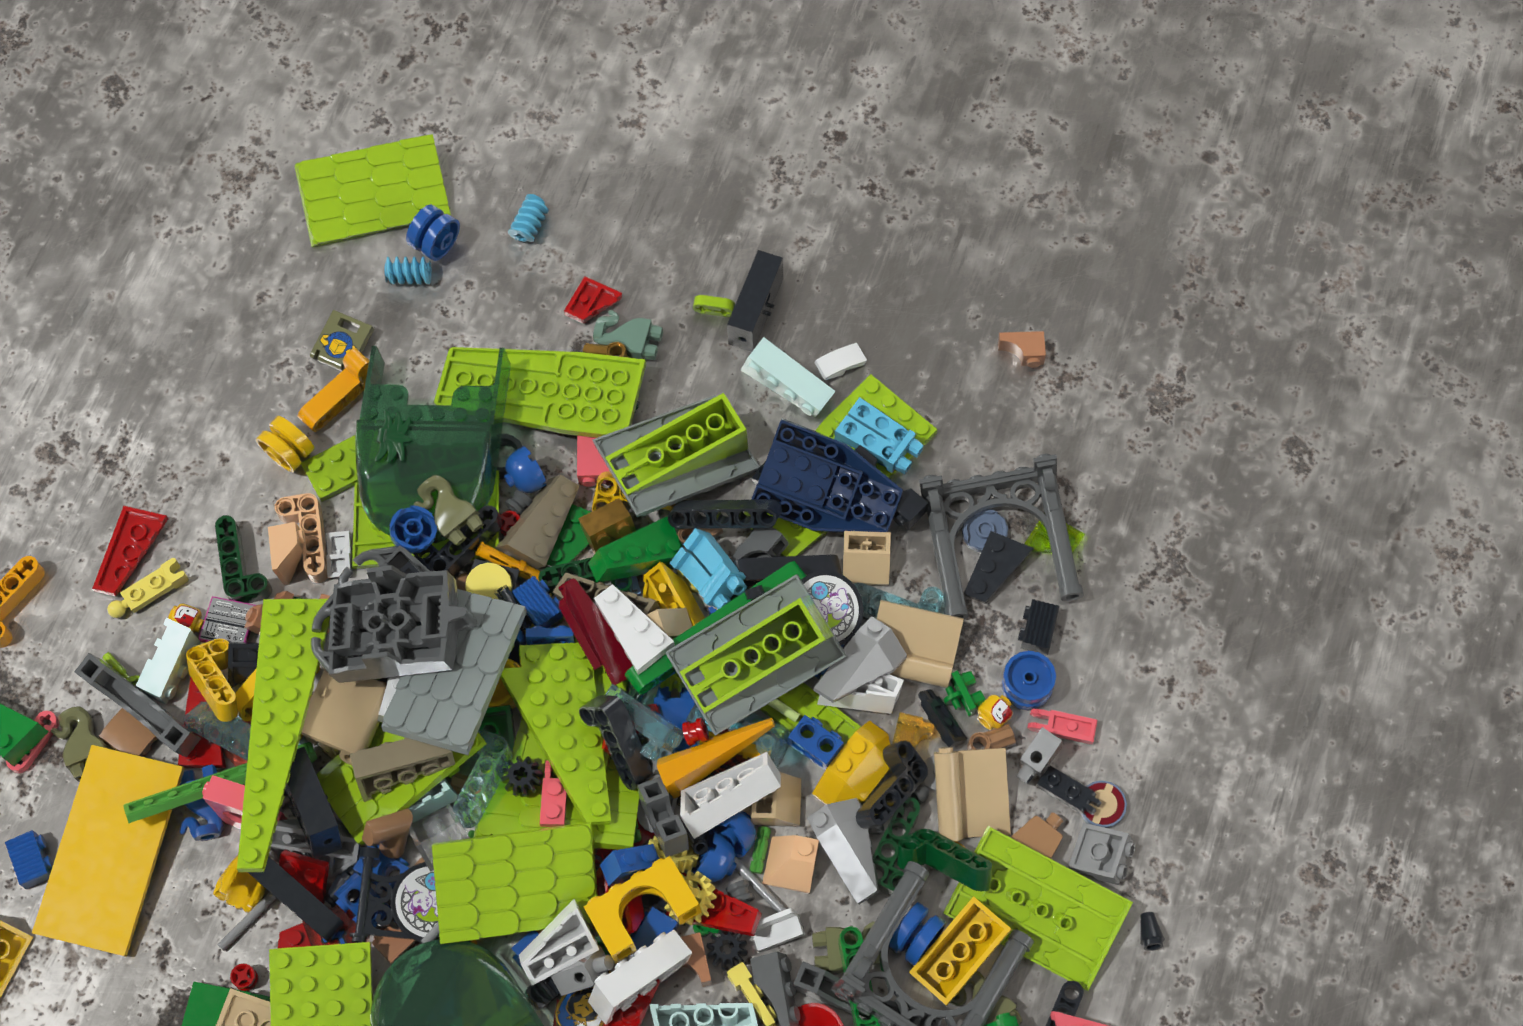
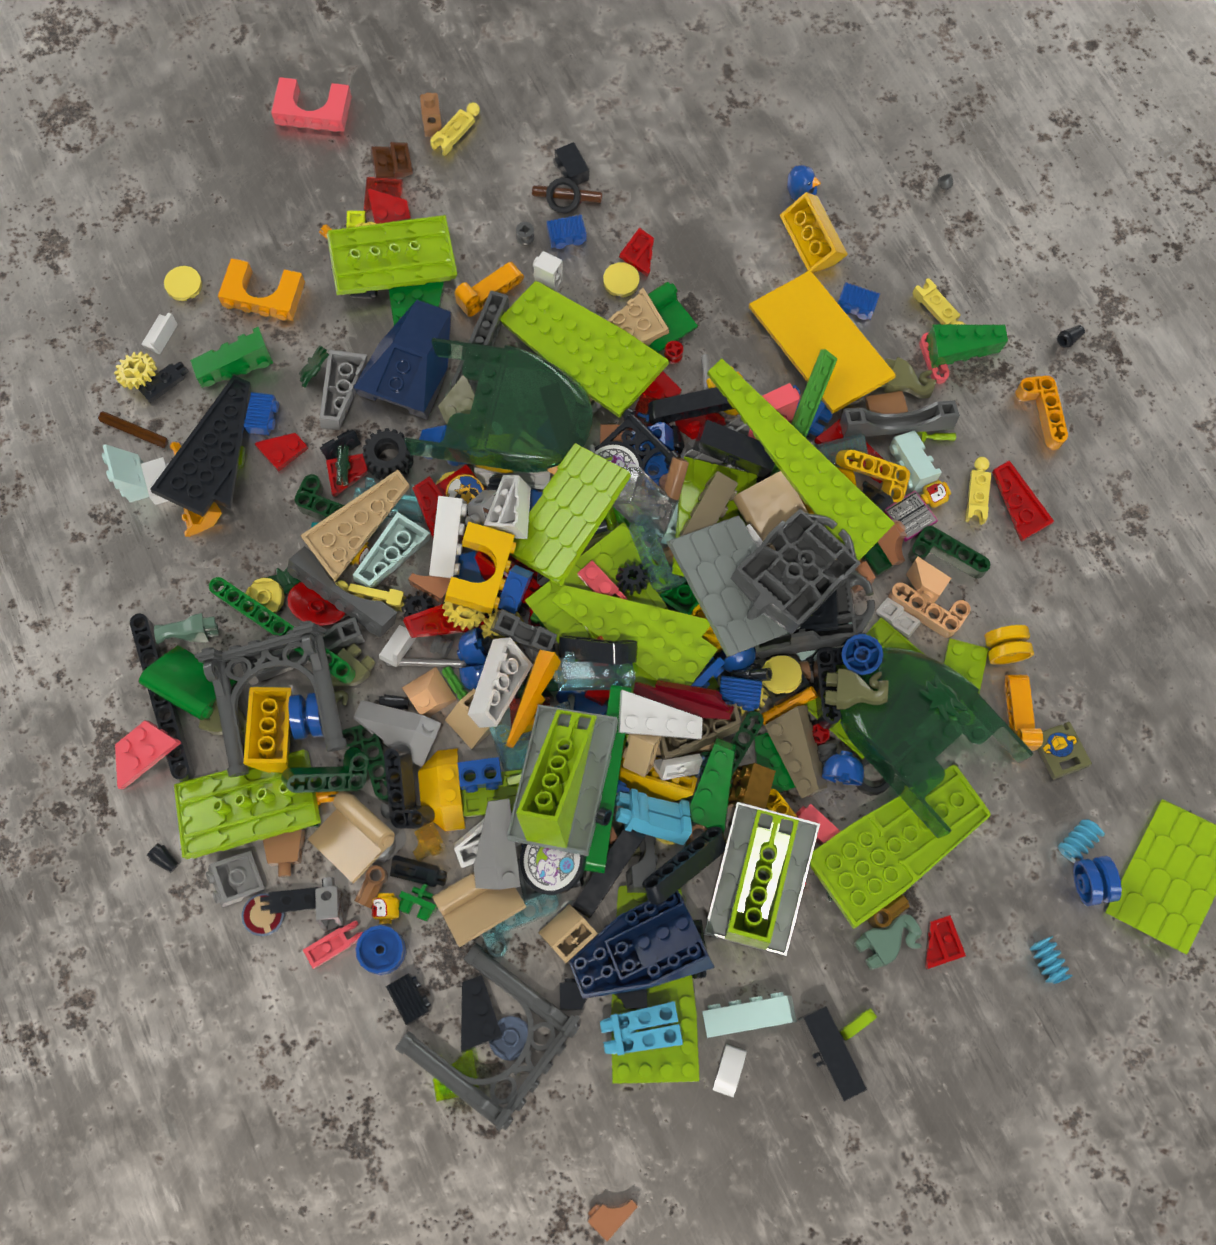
camera: 130 degrees right, 5 degrees up
(647, 591) = (678, 766): none -> white panel
(695, 731) = (553, 696): red wheel -> none
(831, 883) = (394, 701): none -> black cone

